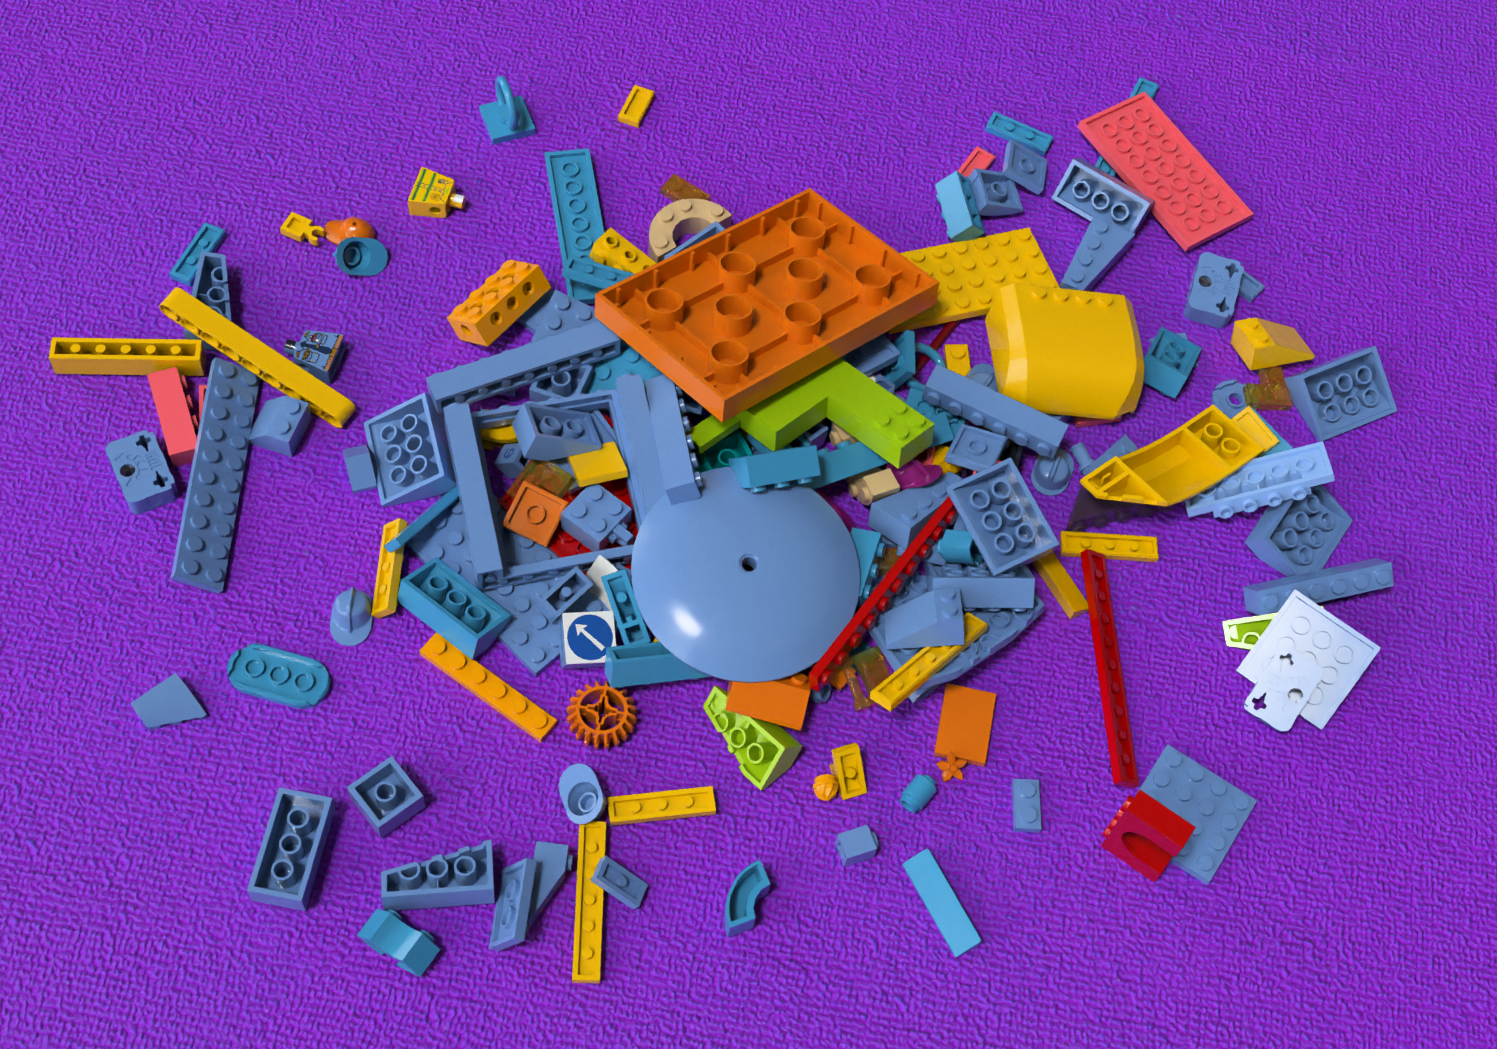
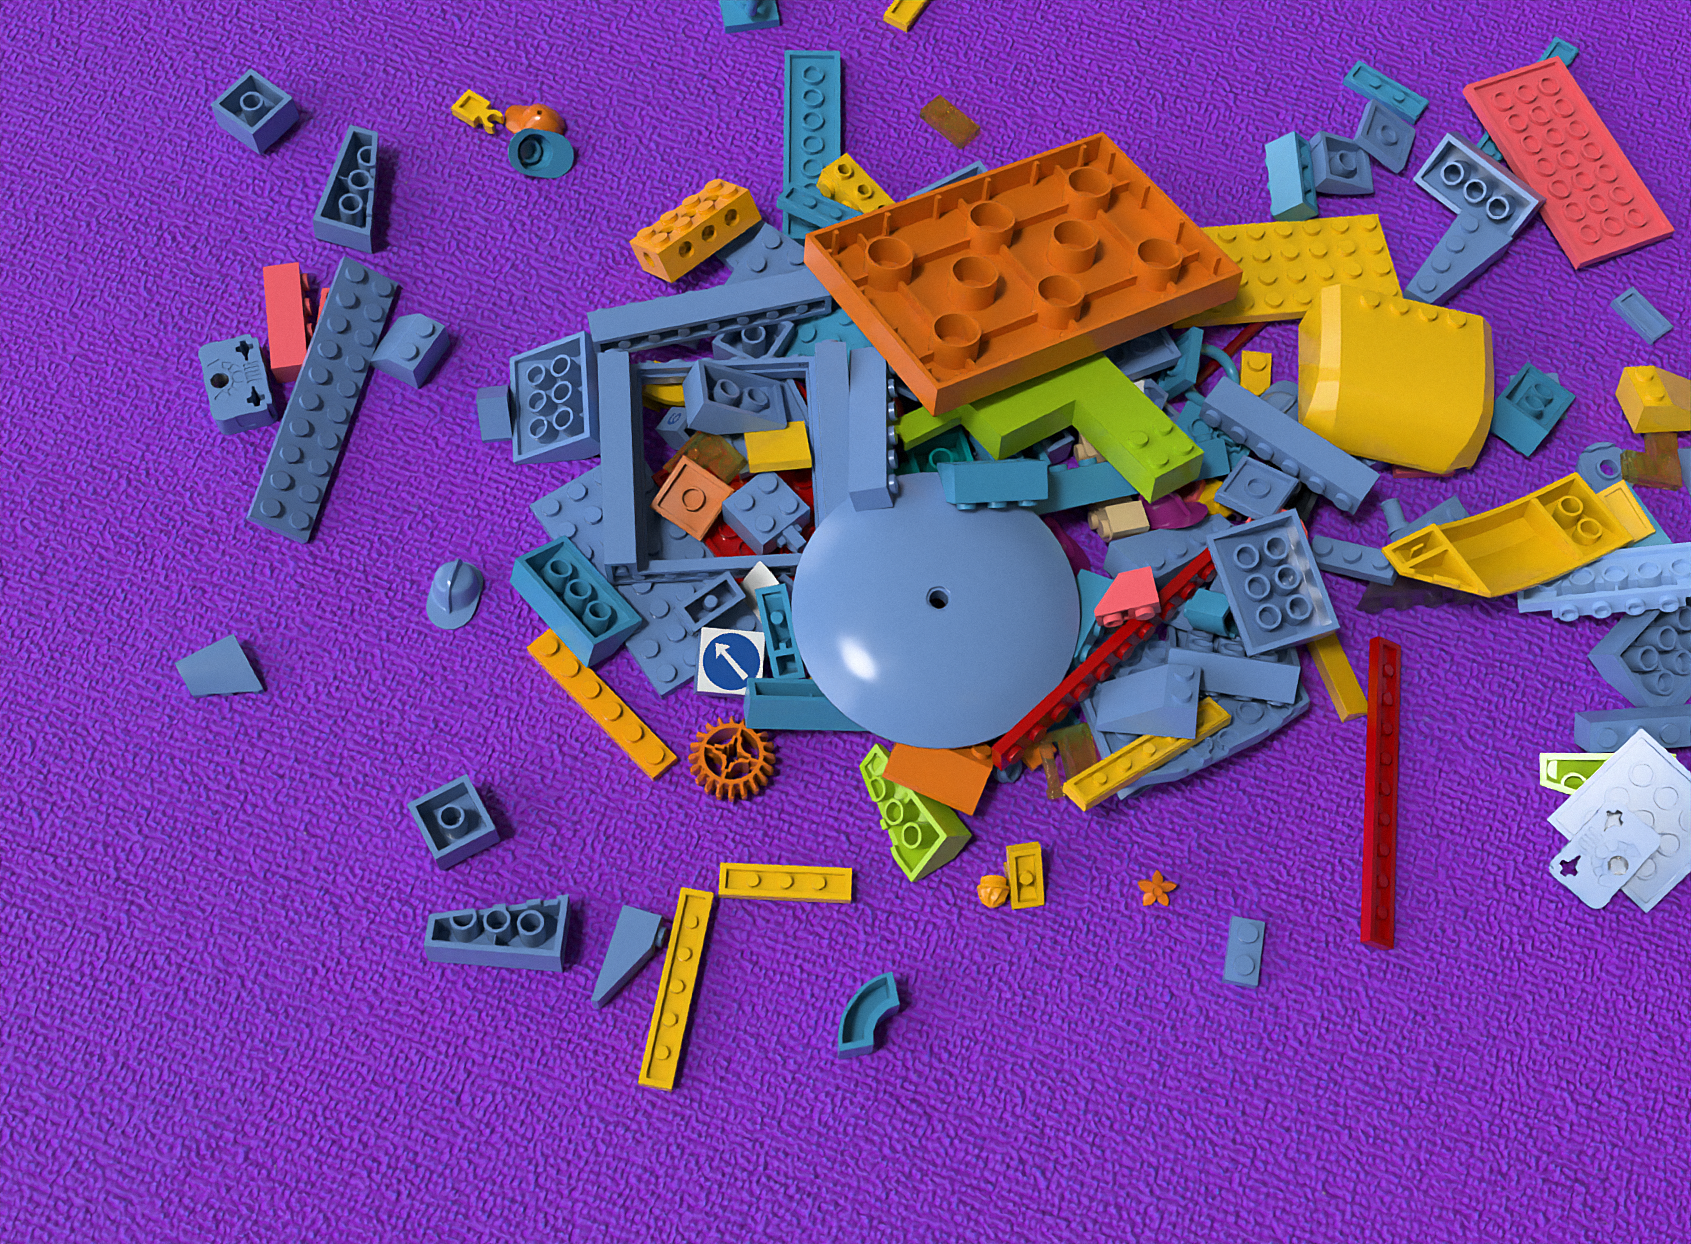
camera: 15 degrees right, 5 degrees up
(117, 249) = (255, 111): none -> medium blue brick
(126, 356) = (244, 242): yellow brick -> none
(207, 240) = (362, 113): dark azure tile -> none
(257, 357) = (394, 262): yellow beam -> none
(279, 676) = (356, 654): dark azure tile -> none
(291, 849) = (331, 869): medium blue brick -> none
(318, 353) = (469, 266): medium blue torso -> none
(388, 572) = (508, 541): yellow plate -> none
(391, 936) = (438, 1002): dark azure brick -> none
(422, 520) = (553, 489): dark azure tile -> none
(434, 195) = (641, 88): yellow torso -> none
(513, 904) = (582, 979): medium blue plate -> none
(581, 794) = (689, 855): medium blue piece -> none
(619, 882) = (716, 971): medium blue plate -> none
(683, 218) = (936, 153): tan brick -> none
(856, 845) = (1018, 970): medium blue brick -> none
(896, 542) = (1129, 597): none -> coral slope
(918, 793) = (1108, 915): dark azure brick -> none
(942, 903) = (1113, 1060): dark azure slope -> none
(965, 724) = (1183, 837): orange tile -> none
(978, 159) = (1327, 119): coral tile -> none
(1052, 475) = (1358, 528): medium blue piece -> none
(1060, 493) = (1352, 560): none -> medium blue plate
(1112, 545) = (1412, 635): yellow tile -> none
(1146, 835) = (1389, 1018): red arch -> none
(1203, 801) = (1449, 995): medium blue plate -> none
(1211, 290) = (1603, 323): medium blue axle -> none

